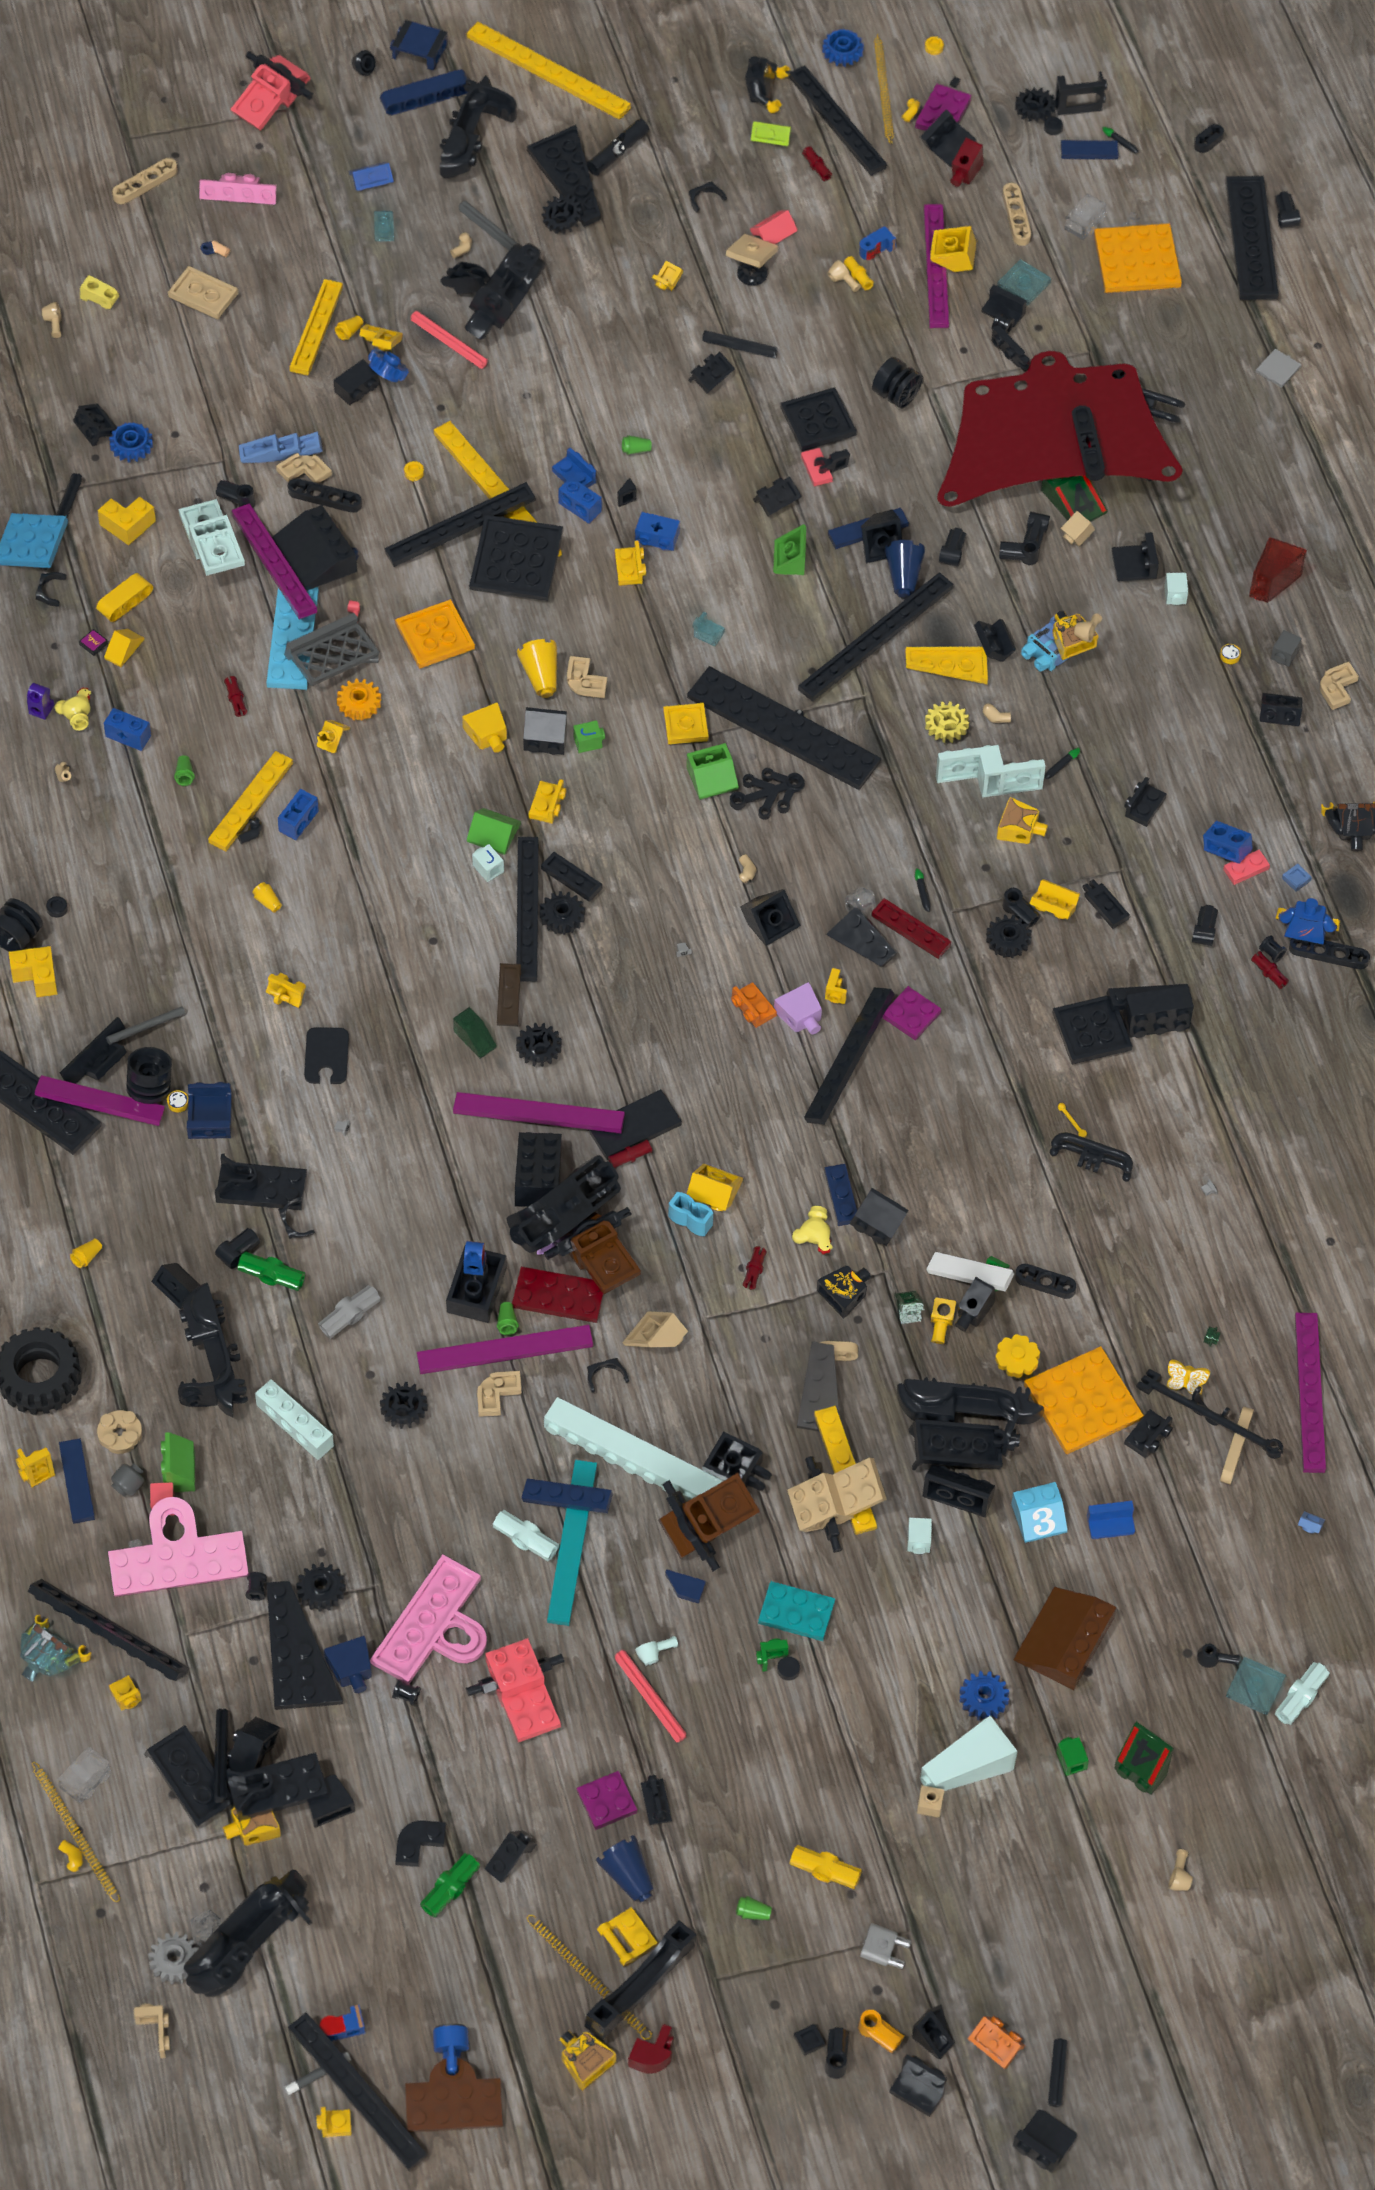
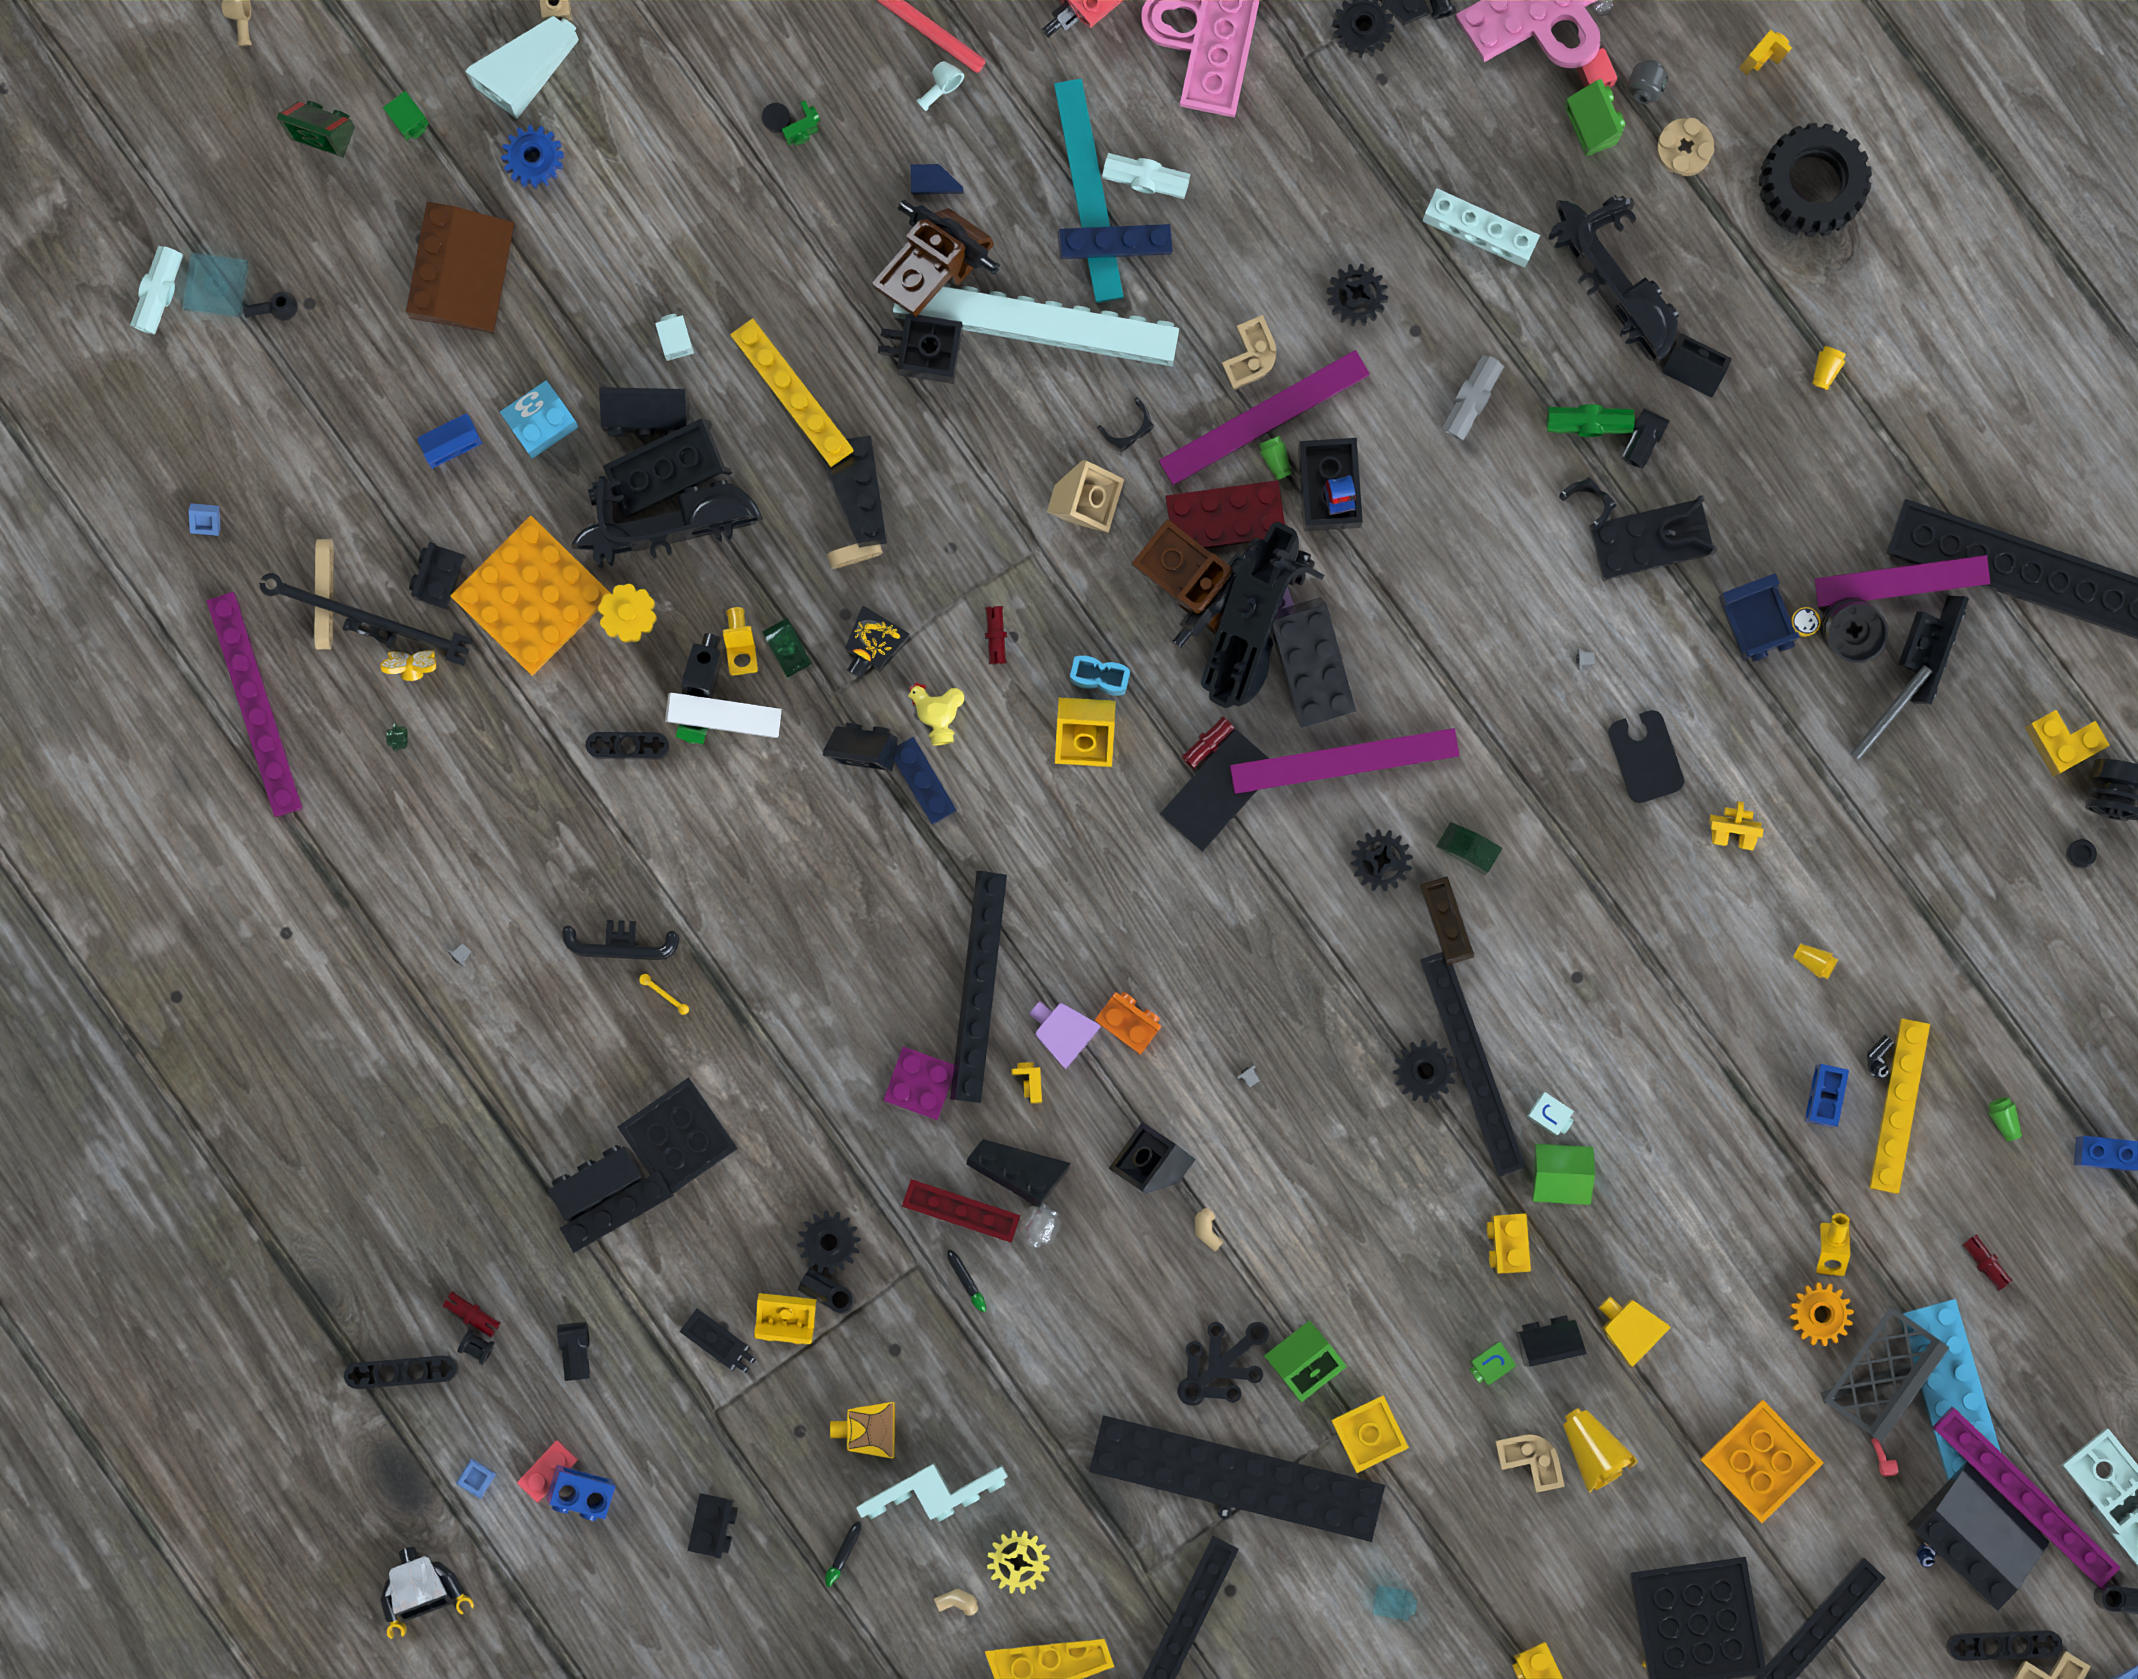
camera: 160 degrees right, 25 degrees up
(76, 1481) = (1709, 66): dark blue tile -> none
(571, 876) = (1433, 1134): black plate -> none
(796, 1611) = (790, 194): teal plate -> none
(835, 1498) = (790, 340): tan piece -> none
(1307, 921) = (439, 1393): blue torso -> none

